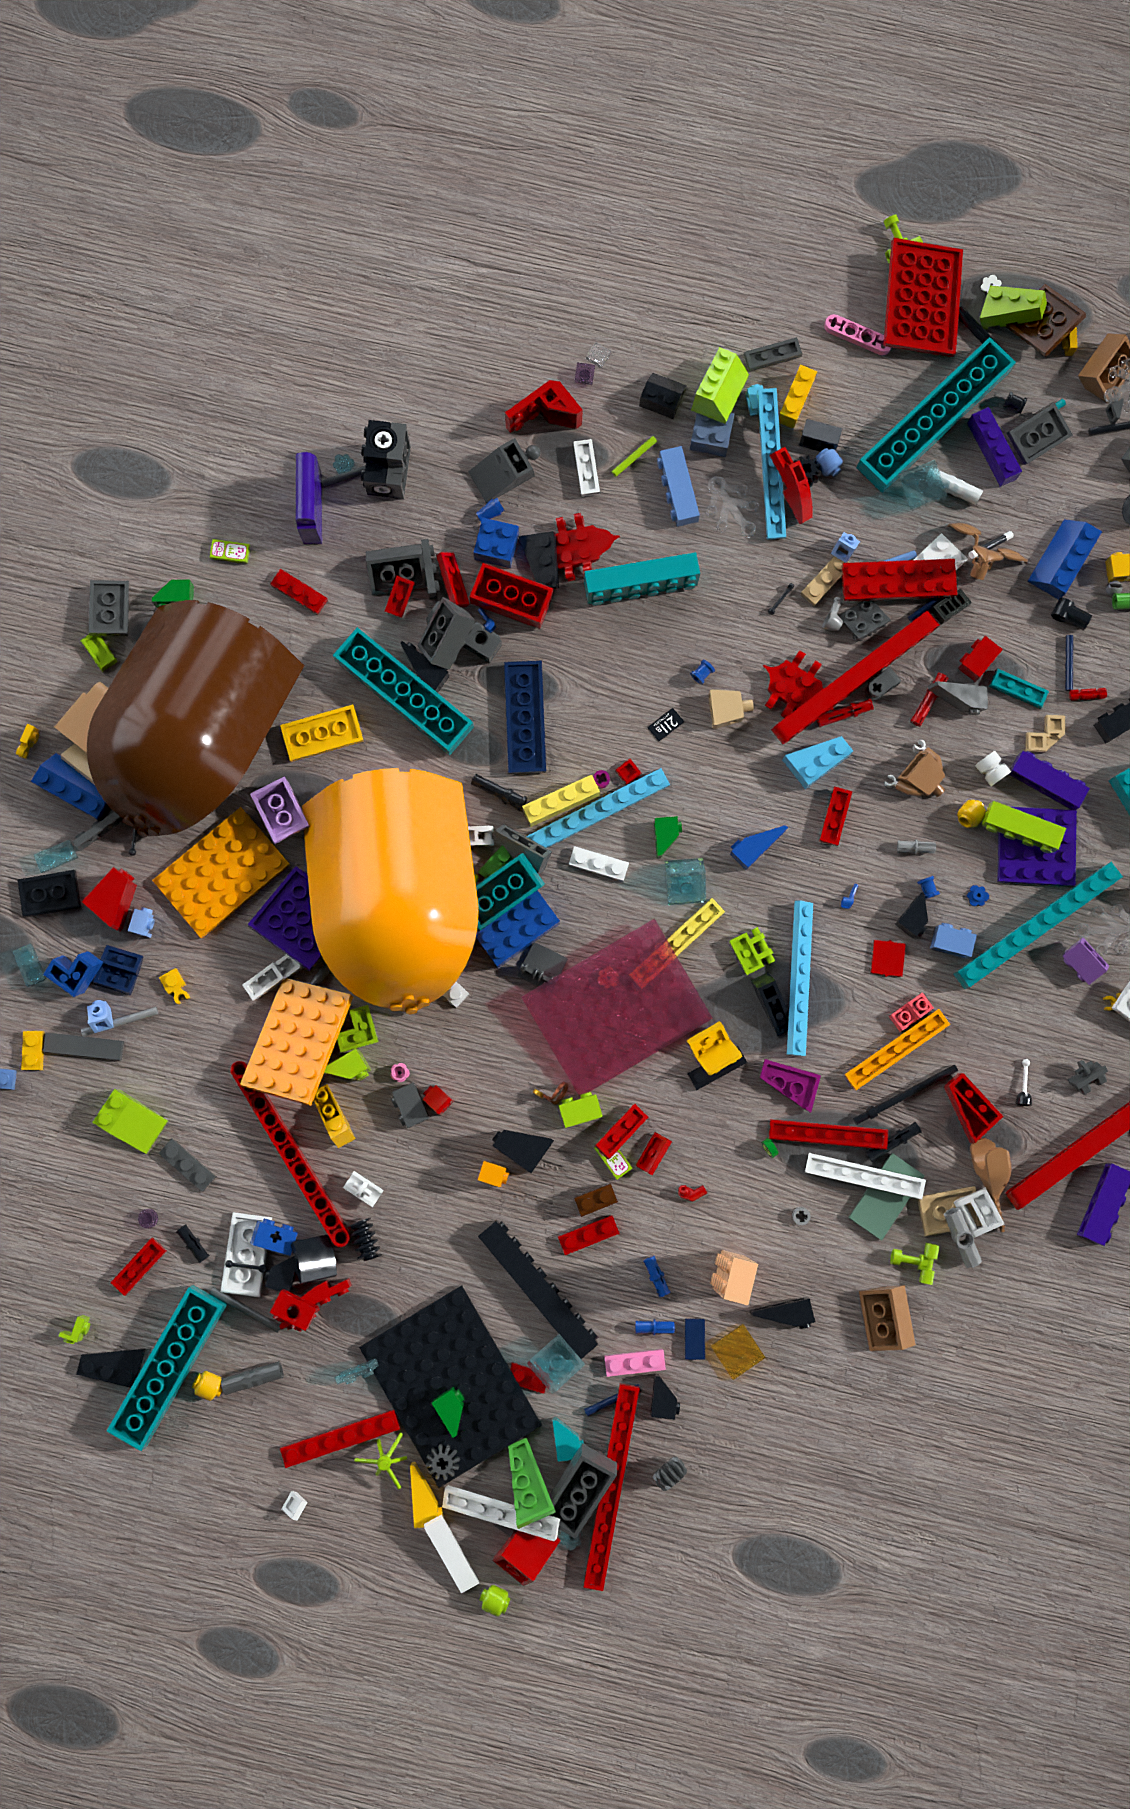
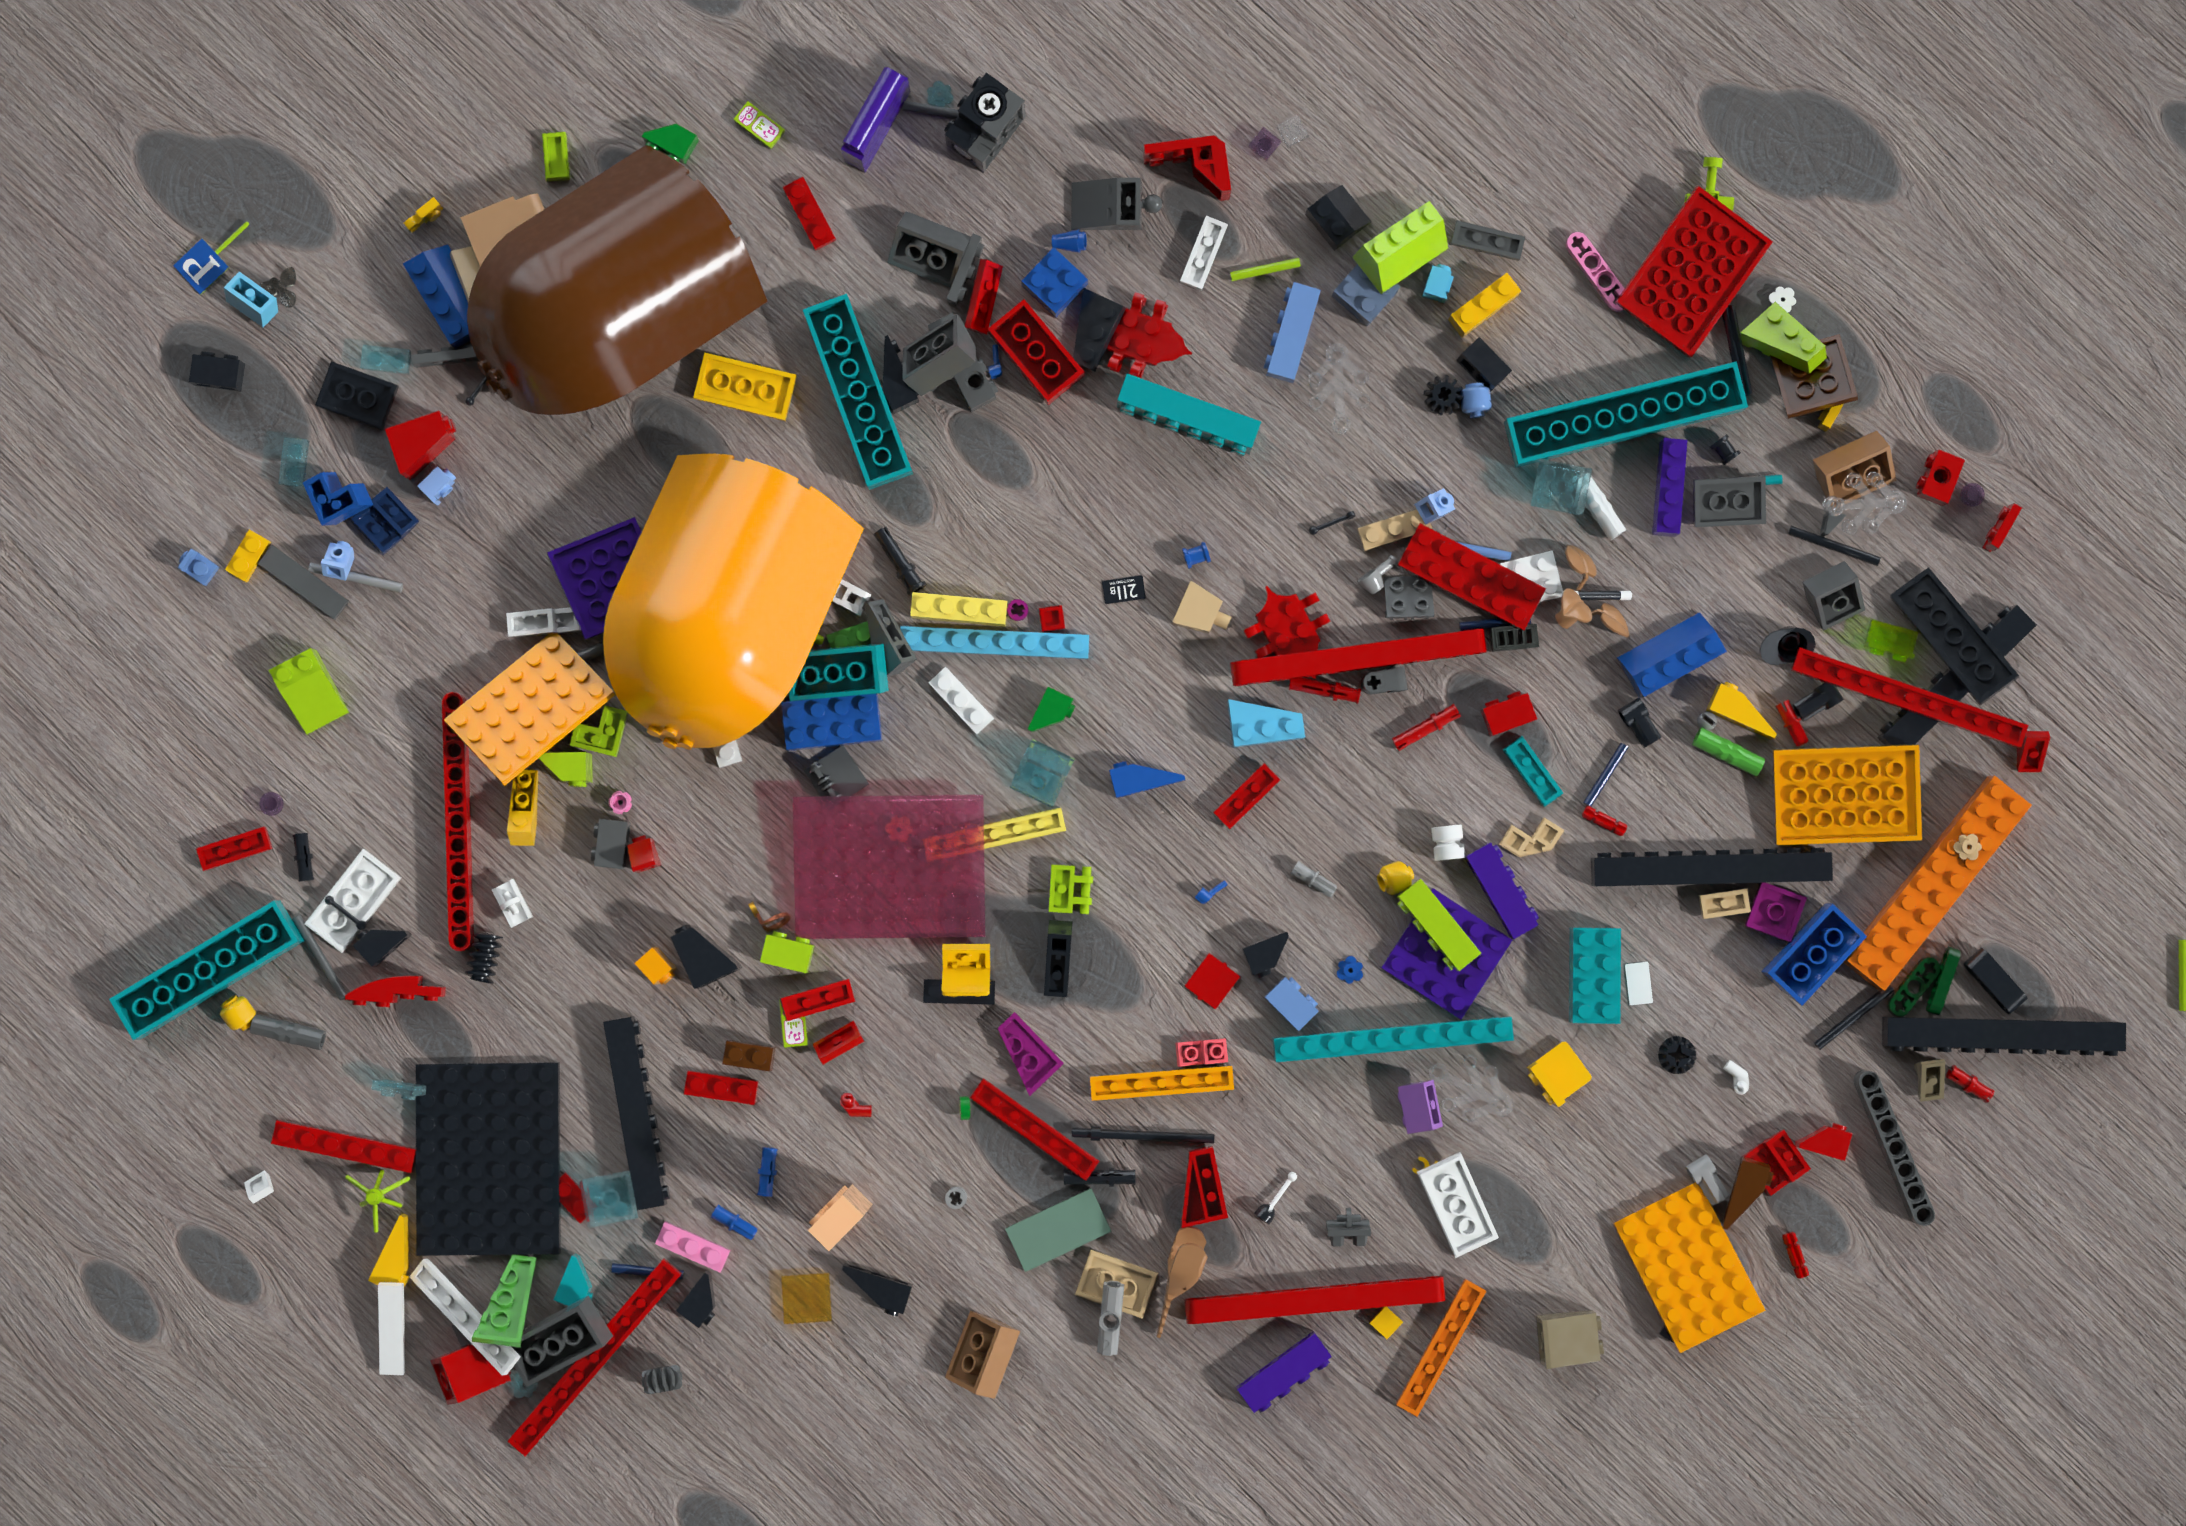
camera: 30 degrees right, 5 degrees up
(80, 1329) = (140, 877): lime bracket -> none
(108, 608) = (592, 116): dark grey plate -> none
(112, 1367) = (152, 938): black wing -> none
(173, 983) = (434, 568): yellow plate -> none
(187, 1164) = (343, 771): dark grey plate -> none
(221, 872) = (552, 477): light orange plate -> none
(262, 1238) = (397, 912): blue brick -> none
(280, 810) = (651, 448): lavender slope -> none
(305, 1315) = (381, 994): red brick -> none
(314, 1259) = (420, 946): black slope -> none
(399, 596) = (914, 282): red plate -> none
(447, 1456) = (427, 1234): dark grey gear -> none
(449, 1408) = (472, 1181): green slope -> none
(495, 1600) = (409, 1401): lime head -> none
(525, 717) = (974, 494): dark blue plate -> none
(694, 1339) = (769, 1259): dark blue tile -> none
(771, 478) = (1408, 366): medium azure plate -> none
(798, 490) = (1421, 404): red slope -> none
(800, 978) = (1103, 948): medium azure plate -> none
(865, 1176) = (1046, 1195): white plate -> none
(921, 775) = (1366, 805): medium nougat torso -> none
(923, 1262) = (1056, 1321): lime bar -> none
(928, 887) = (1300, 931): blue bush -> none
(962, 696) = (1462, 746): slope -> none
(984, 1209) = (1150, 1302): white plate -> none

